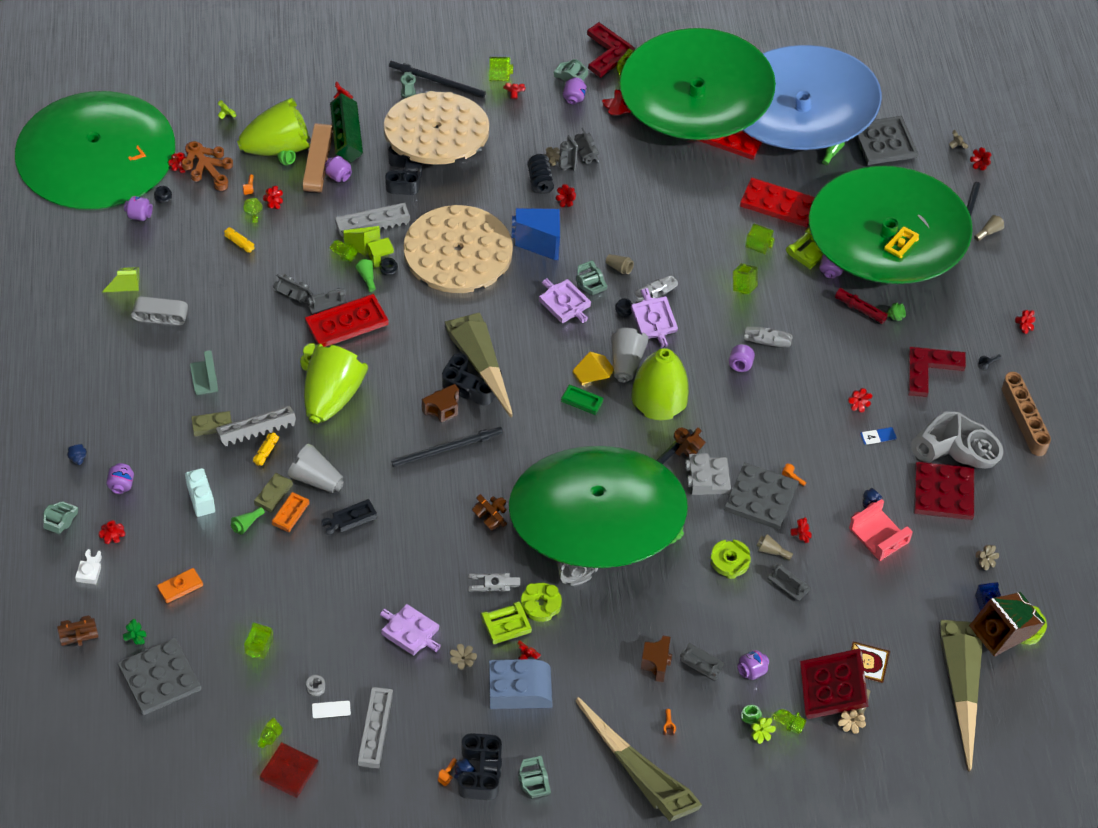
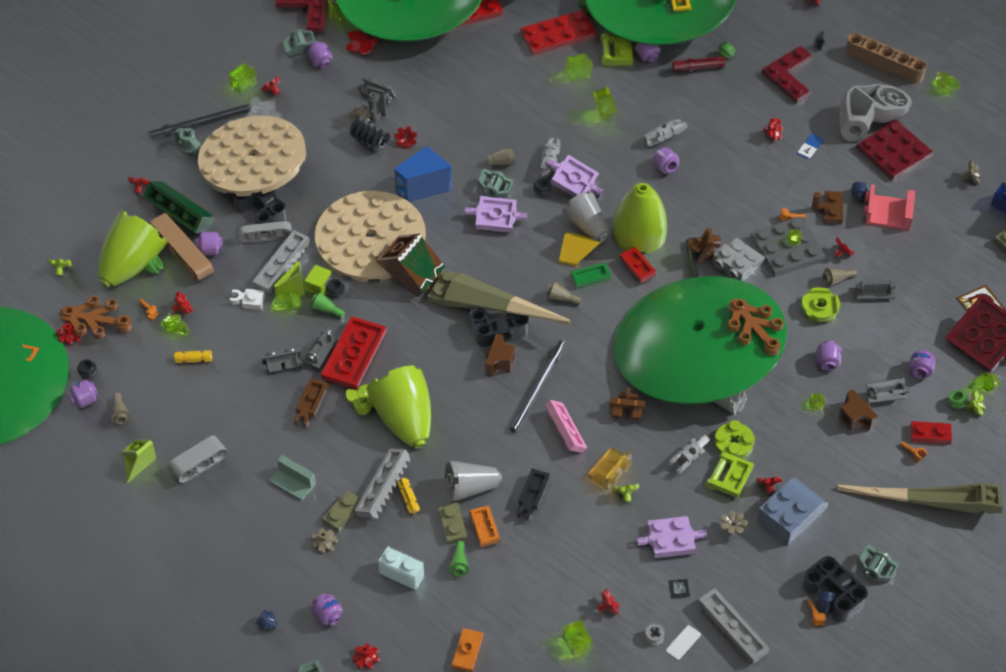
camera: 40 degrees left, 0 degrees up
(148, 240) = (120, 414): none -> dark tan cone
(177, 432) = (323, 540): none -> dark tan plant
(277, 331) = (310, 401): none -> reddish brown plate
(310, 635) = (608, 603): none -> red plant
(323, 230) = (250, 299): none -> white plate
(374, 670) = (679, 588): none -> black sticker
(385, 189) = (253, 233): none -> light grey beam
(416, 570) = (626, 490): none -> lime plant
(427, 546) = (610, 468): none -> clear yellow bracket
(429, 490) = (566, 426): none -> bright pink plate
(456, 288) = (411, 262): none -> reddish brown slope
(489, 102) = (265, 108): none -> clear plate
(540, 392) = (557, 292): none -> dark tan cone
(625, 418) = (637, 265): none -> red plate
(636, 520) = (740, 308): none -> dark orange plant
(643, 628) = (813, 401): none -> clear neon green hinge
(687, 599) = (828, 355): none -> medium lavender head
(700, 721) = (931, 432): none -> red plate
(769, 491) = (794, 237): none -> clear neon green hinge
(835, 494) = (832, 206): none -> reddish brown plate
(1057, 471) = (947, 80): none -> clear neon green piece

